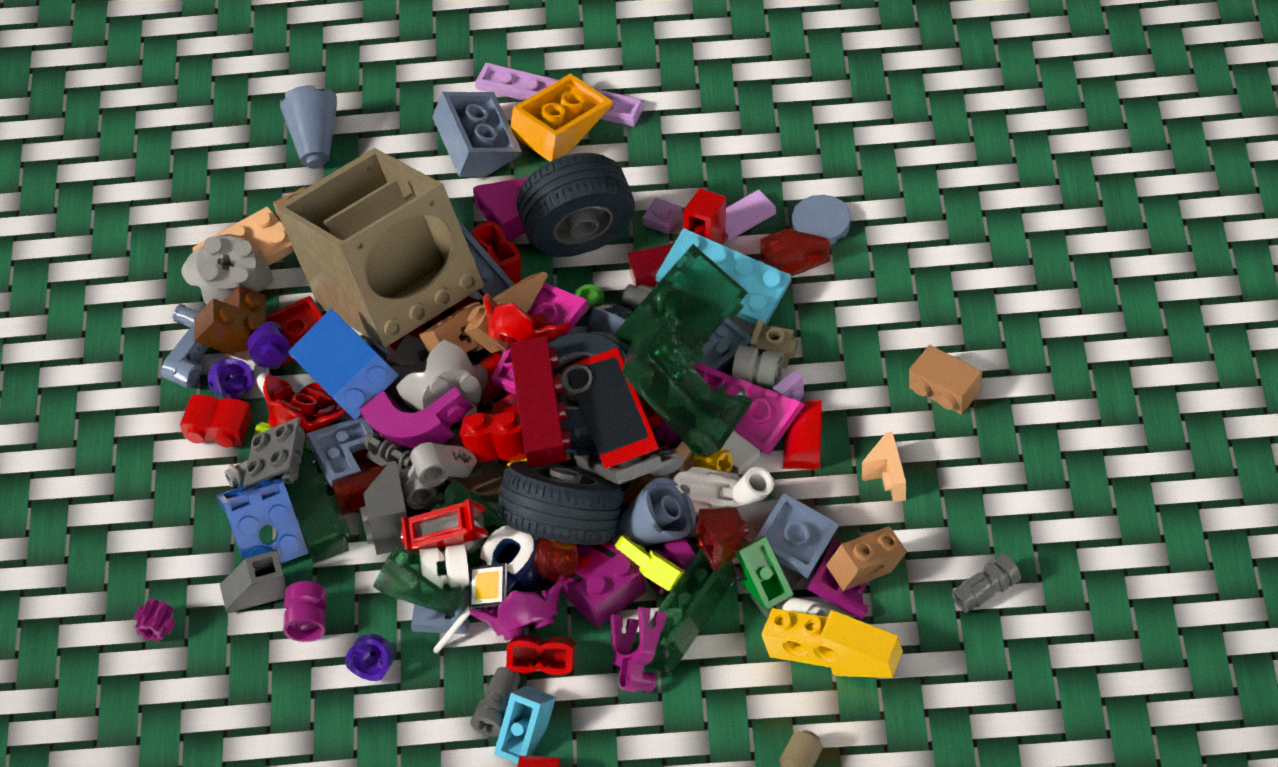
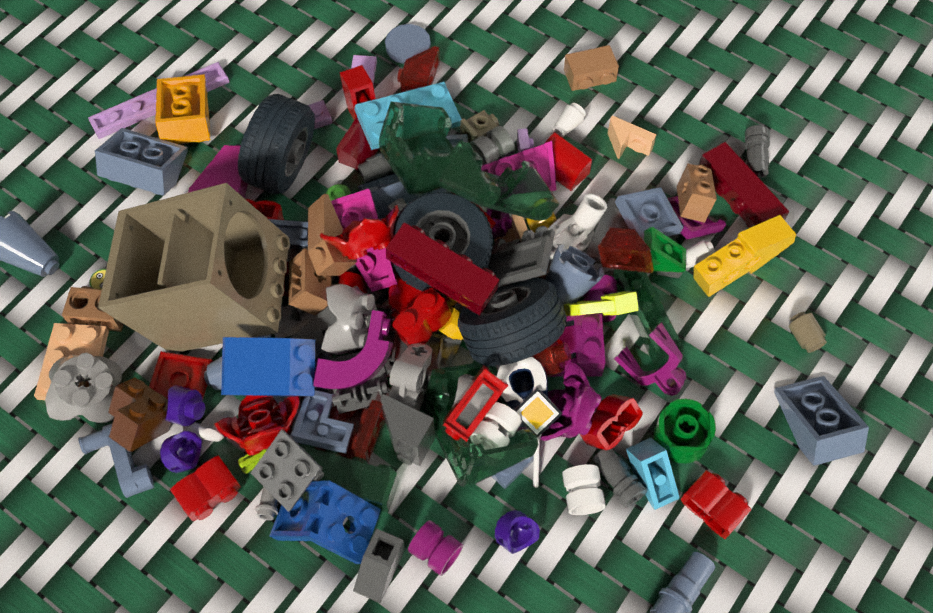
camera: 55 degrees left, 10 degrees up
(460, 677) = (584, 494): none -> white wheel
(585, 717) = (698, 430): none -> green brick
(612, 409) = (485, 233): black sticker -> none
(860, 406) = (569, 119): none -> white cone
(922, 596) = (741, 187): none -> dark red brick

